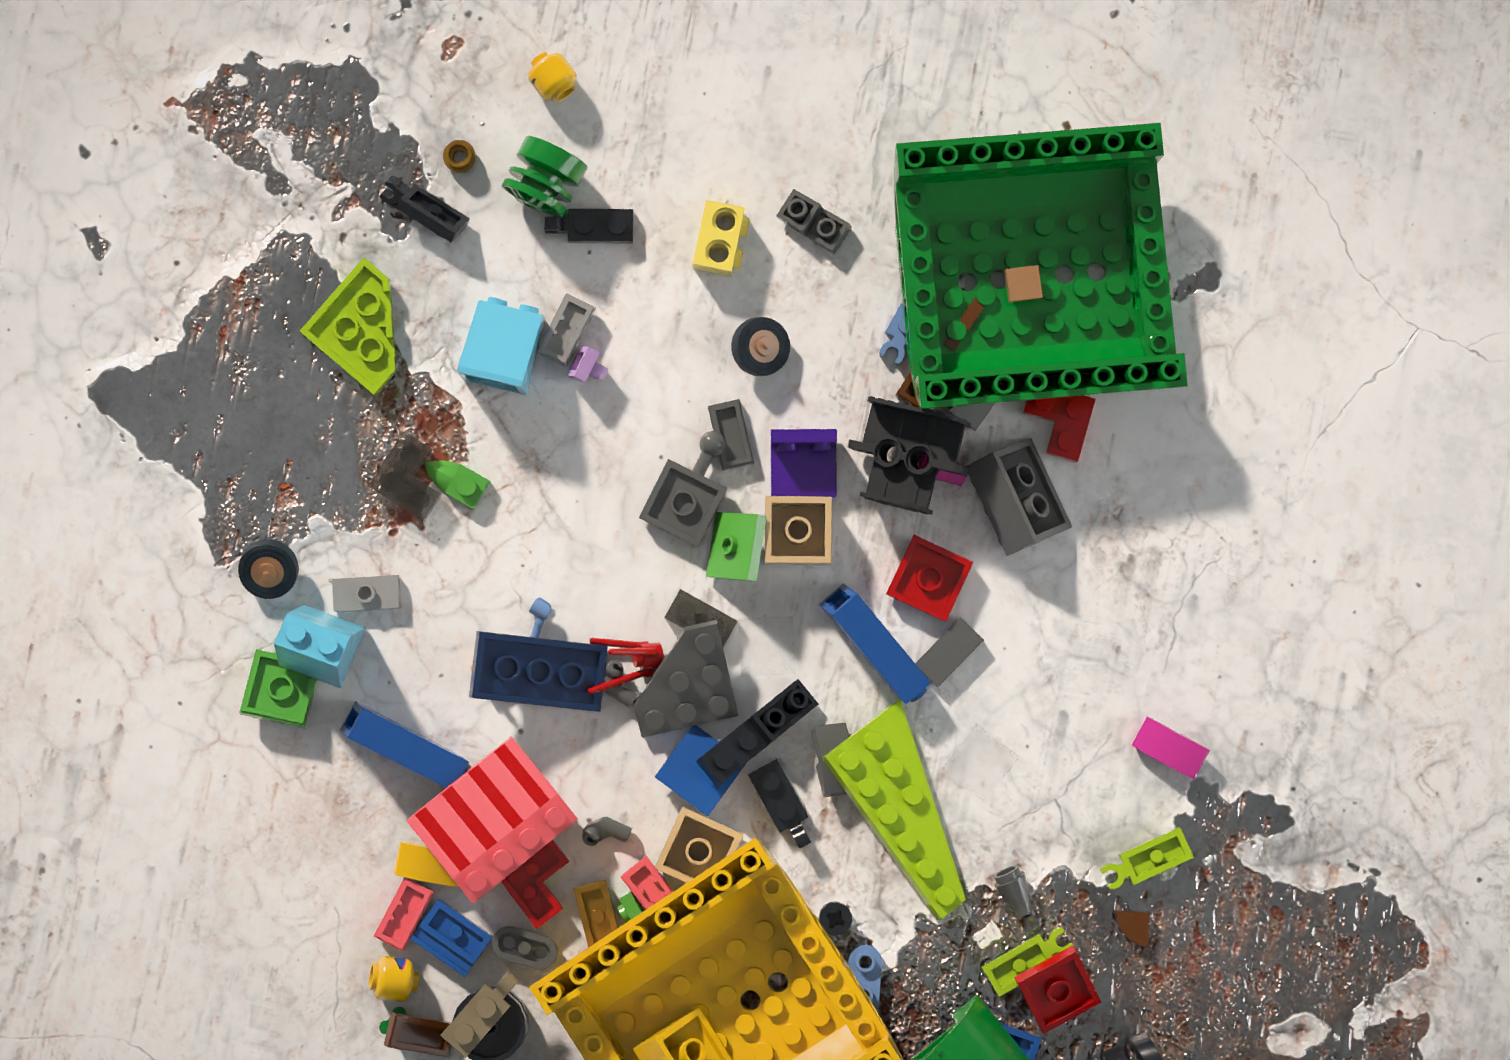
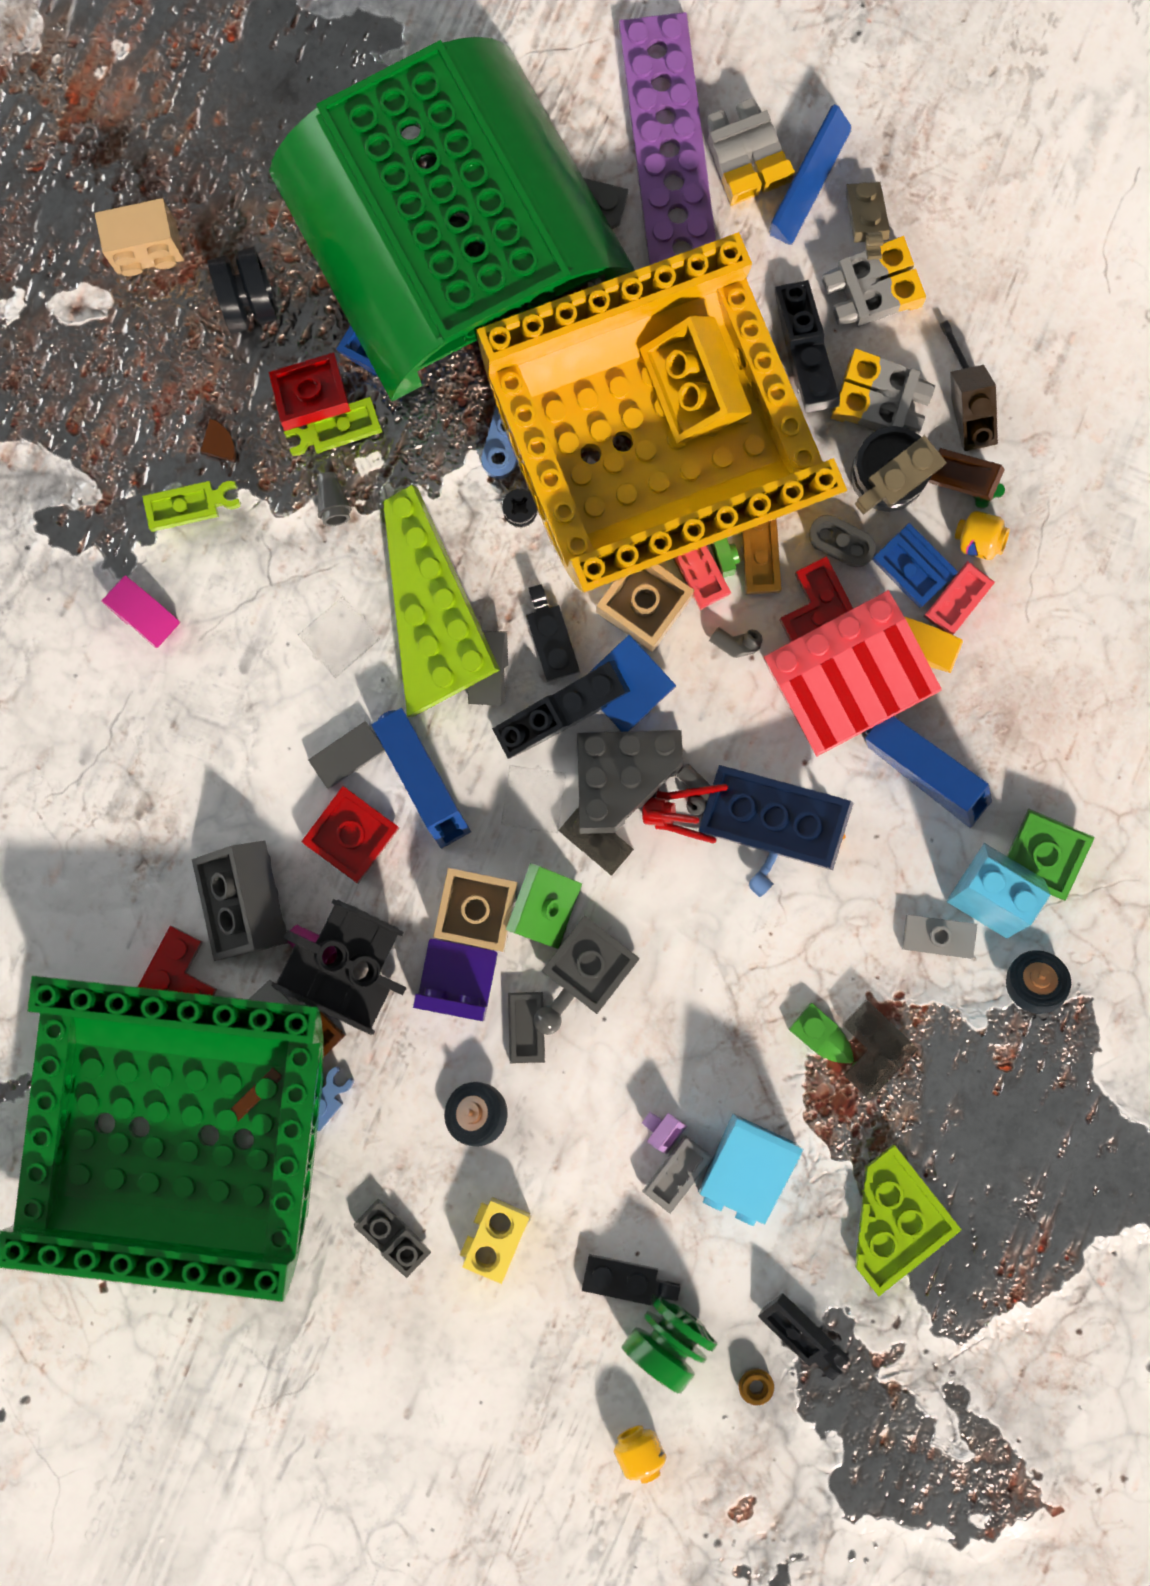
camera: 165 degrees left, 0 degrees up
(1023, 284) = (183, 1123): medium nougat tile -> none

